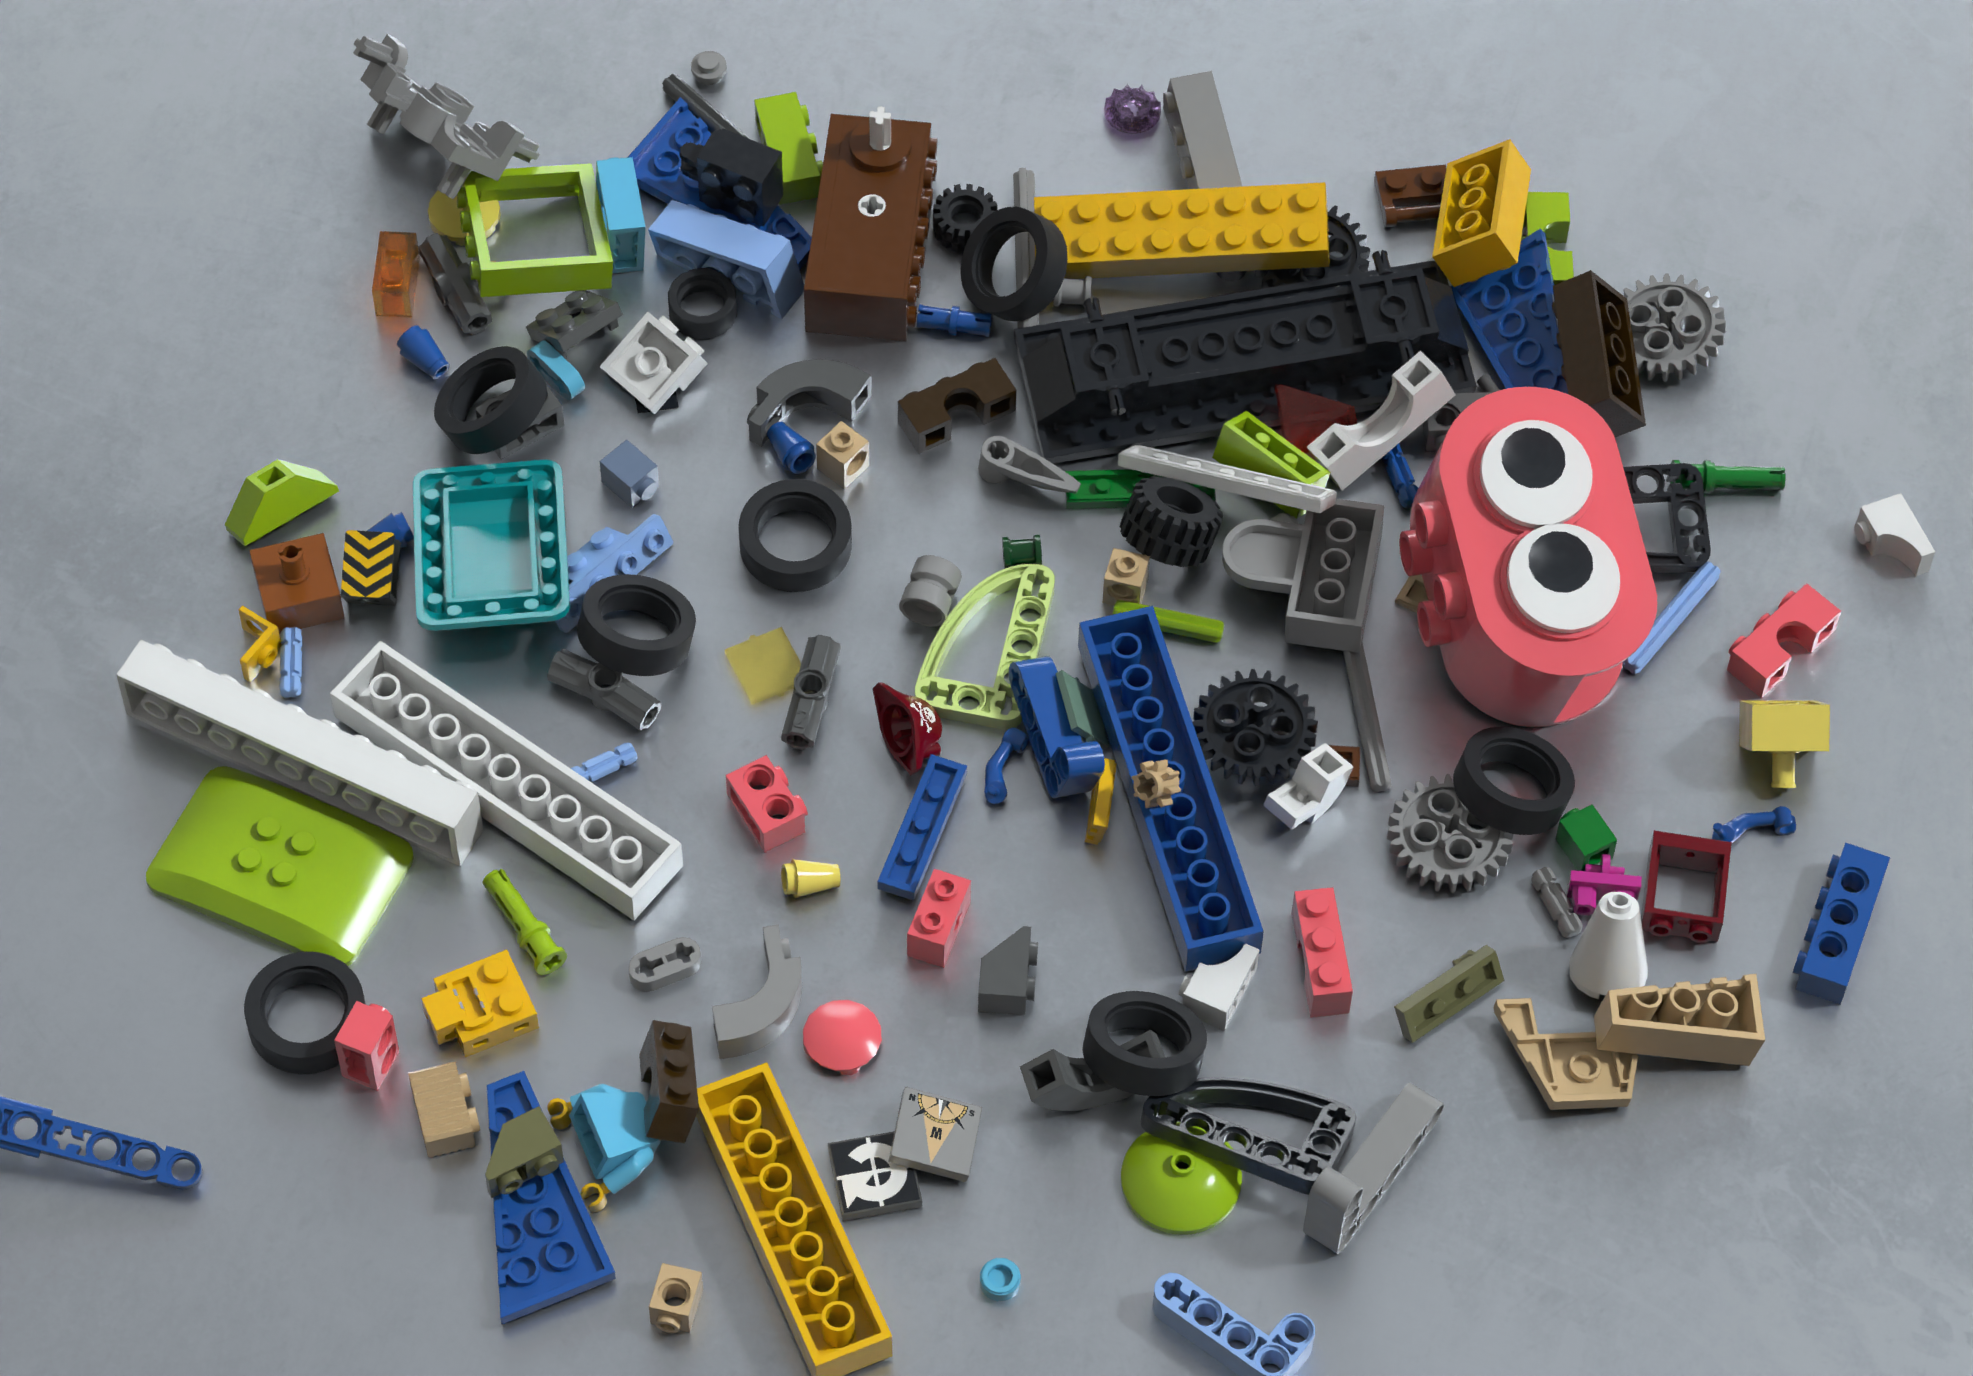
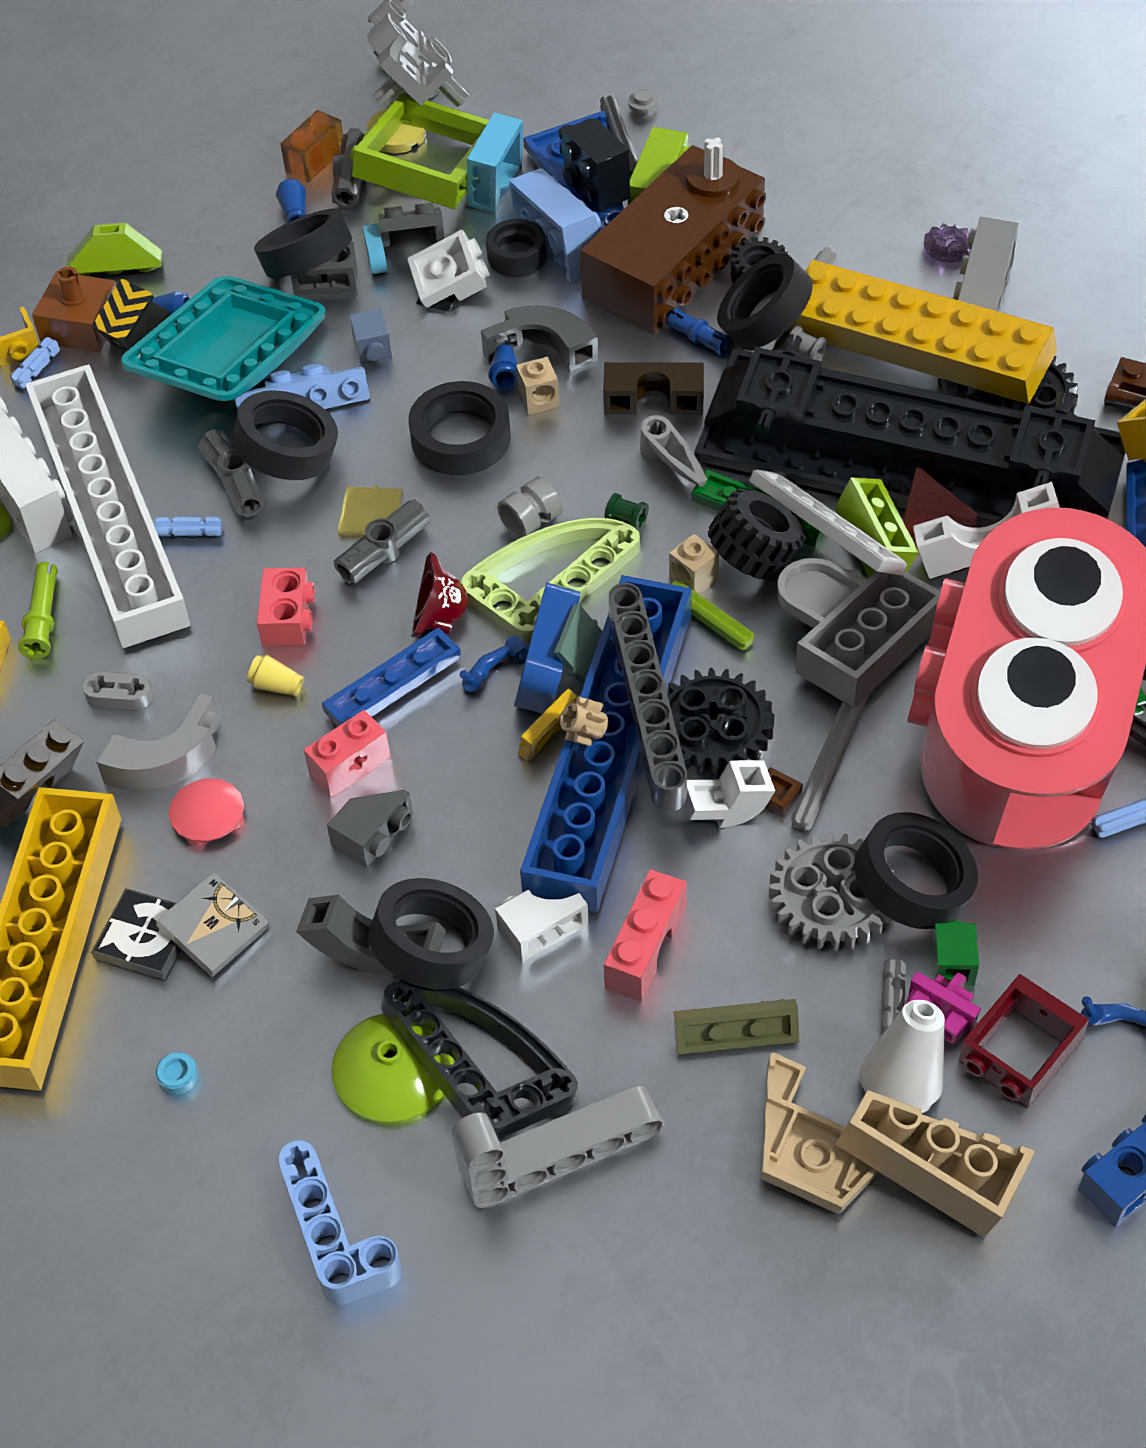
camera: 35 degrees right, 5 degrees down
(1197, 746) = (647, 698): none -> dark grey beam

